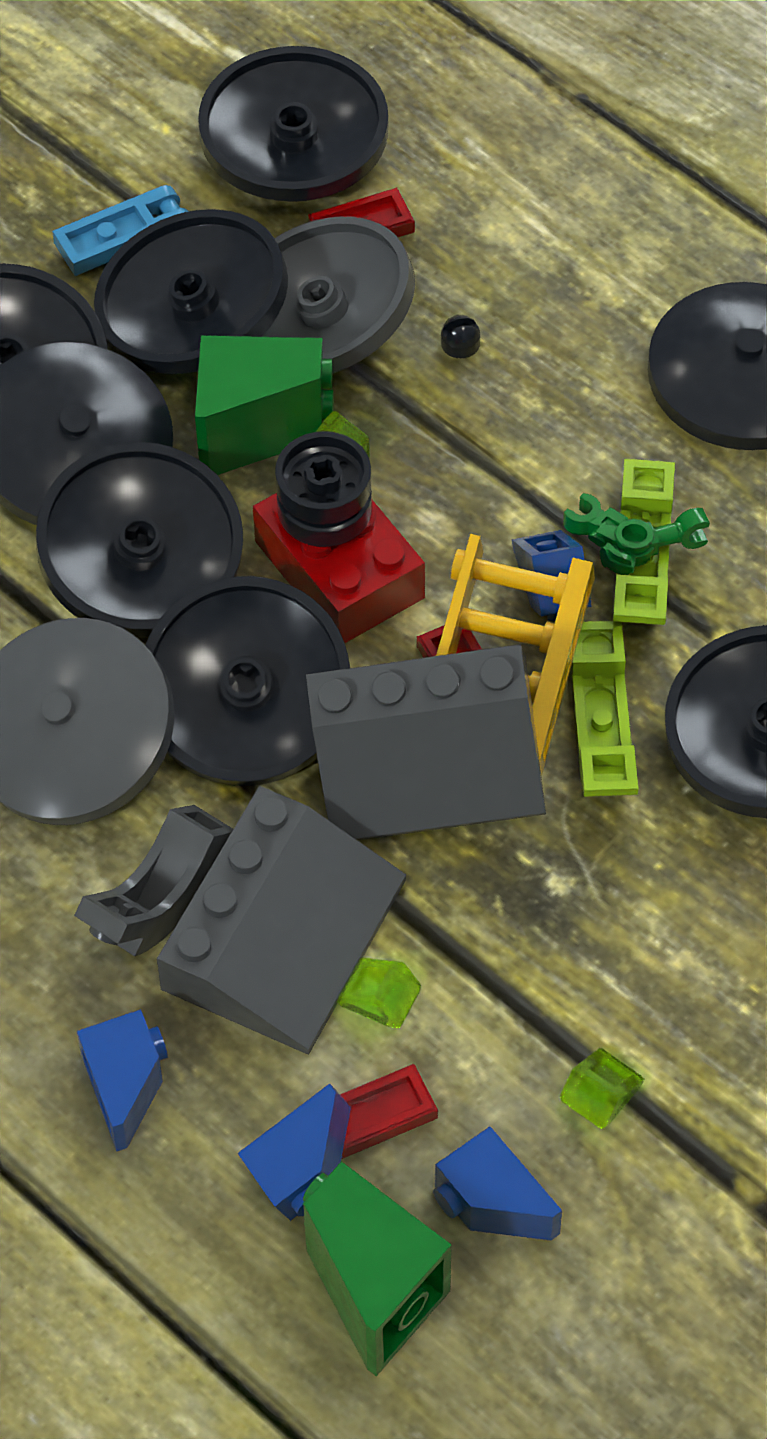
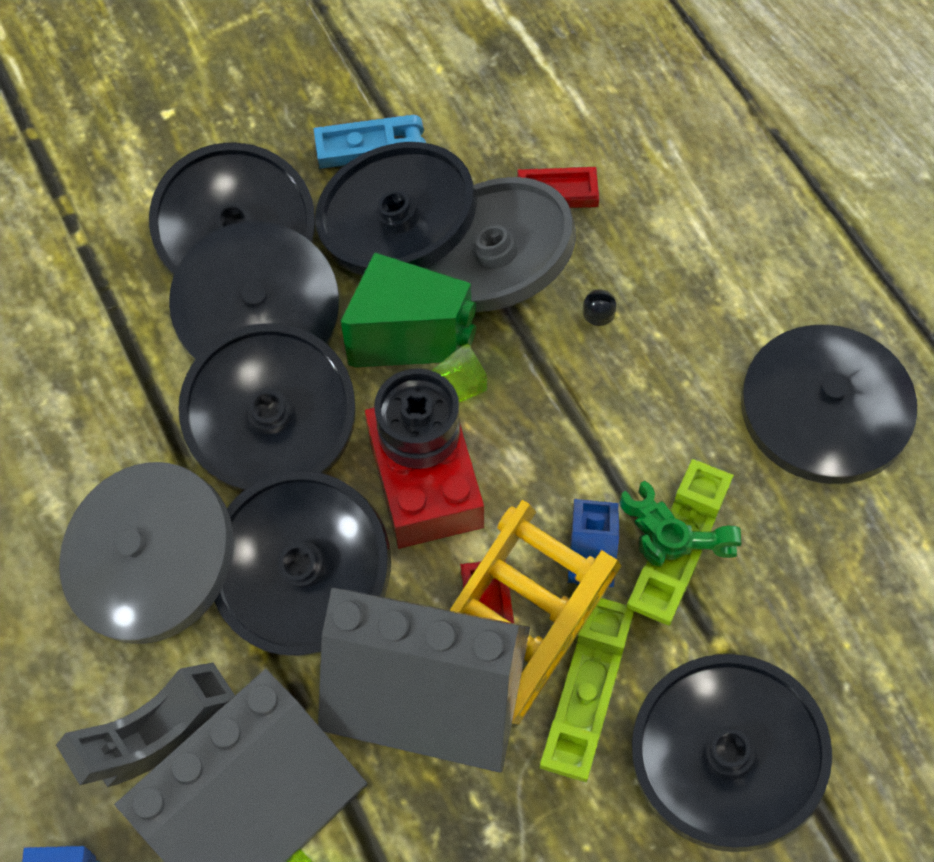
camera: 20 degrees right, 5 degrees up
(293, 123) = (532, 92): black dish -> none

